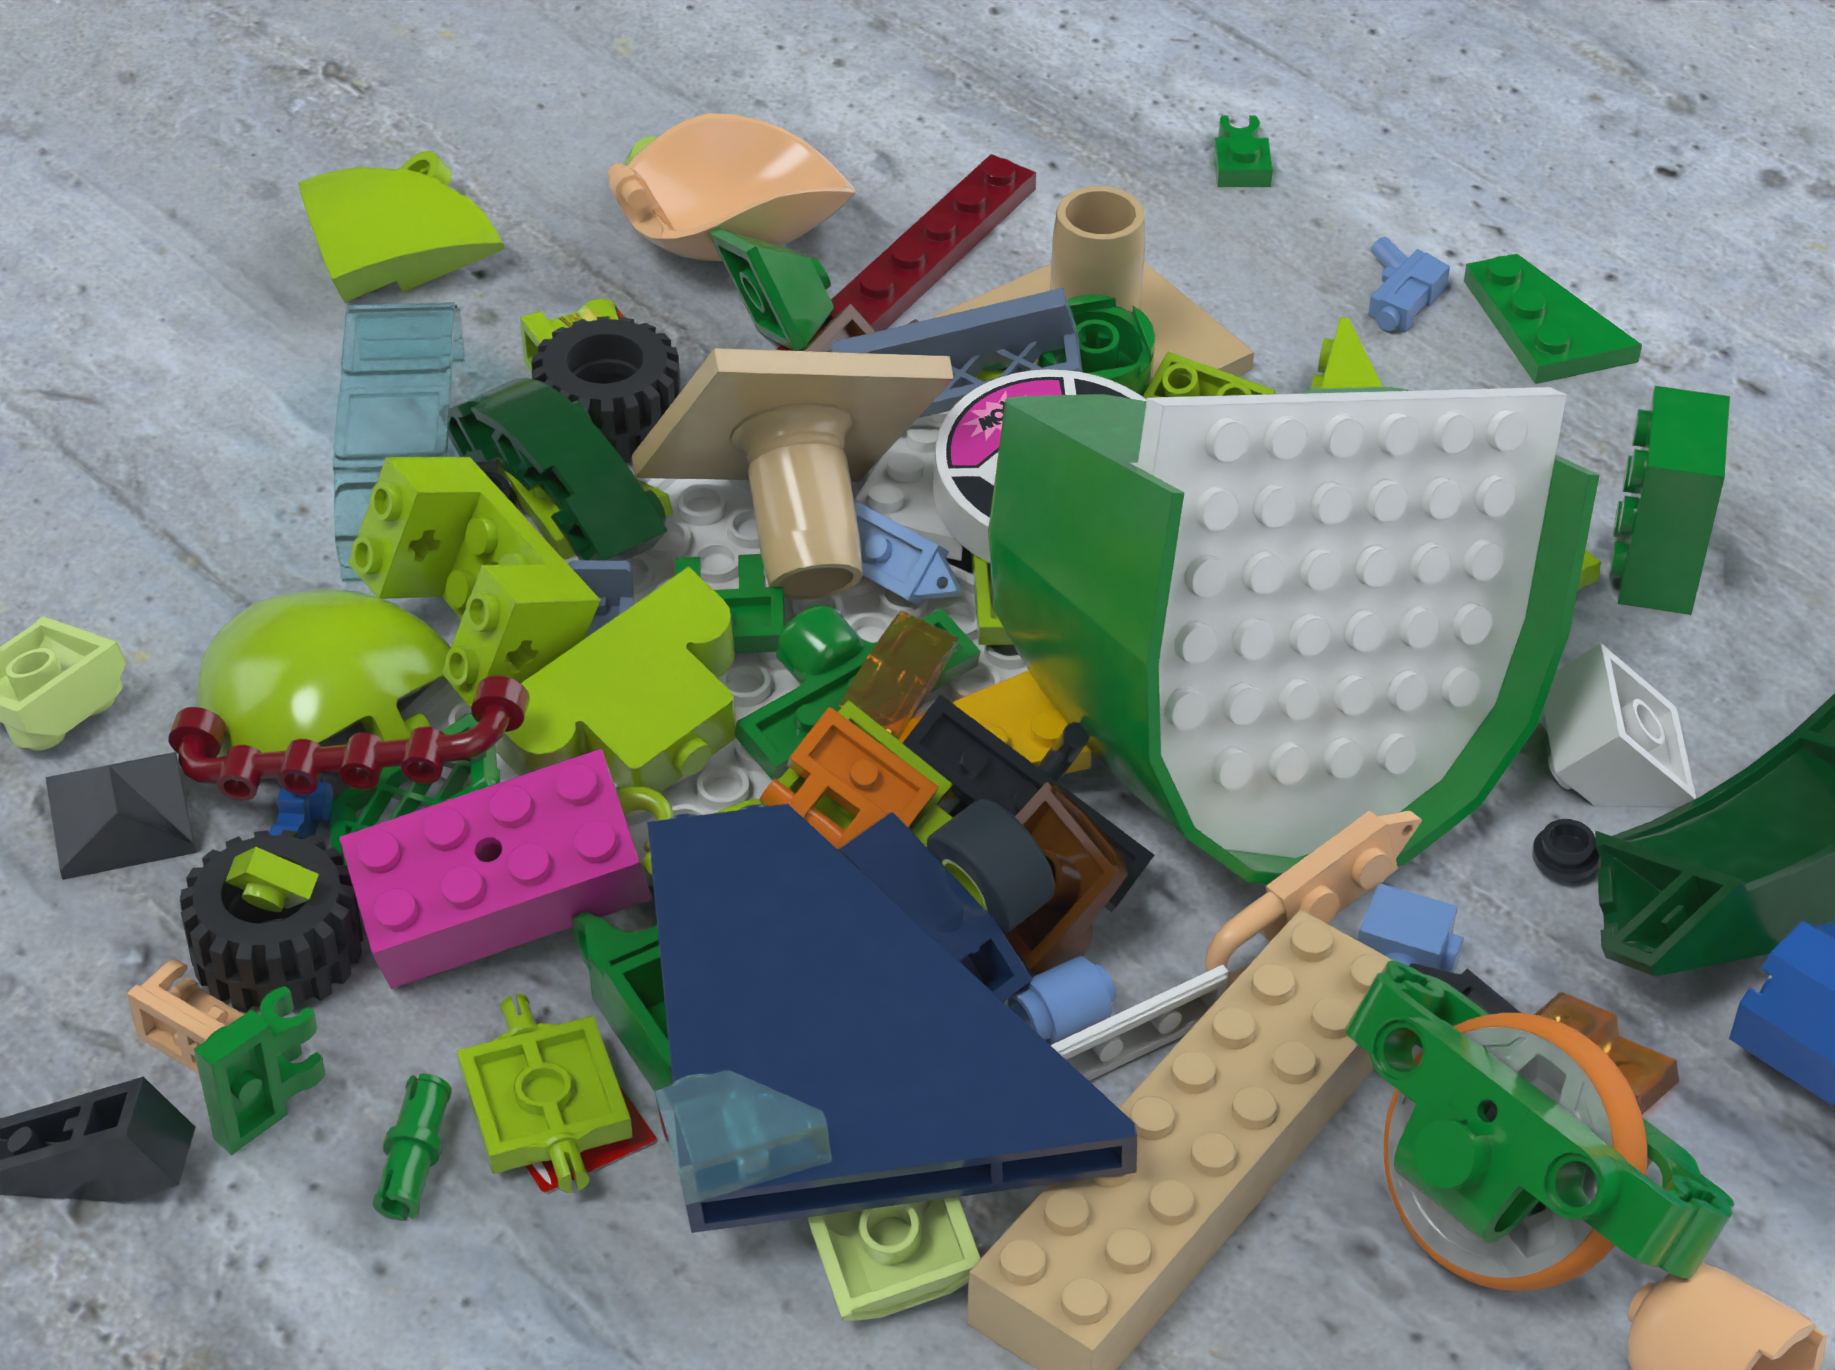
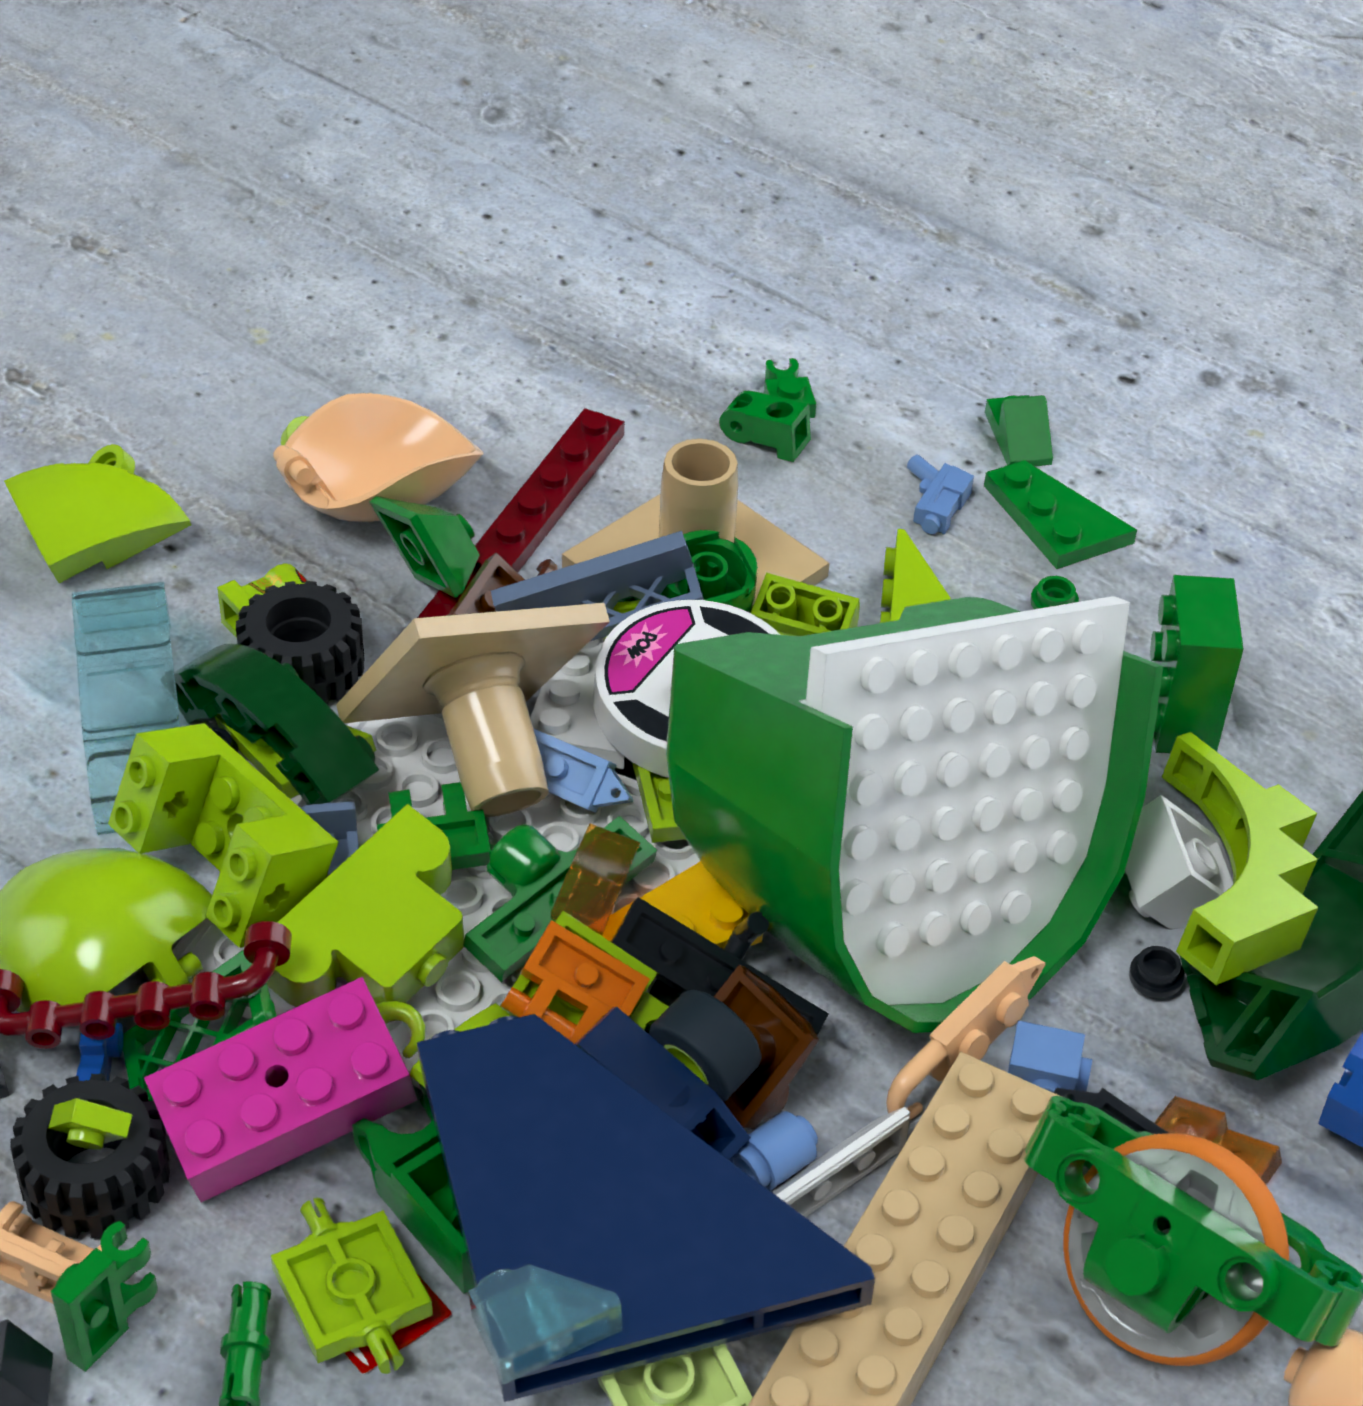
camera: 10 degrees left, 0 degrees up
(1210, 186) = (768, 422): none -> green leg
(1521, 217) = (1021, 428): none -> green slope
(1729, 713) = (1265, 839): none -> lime arch

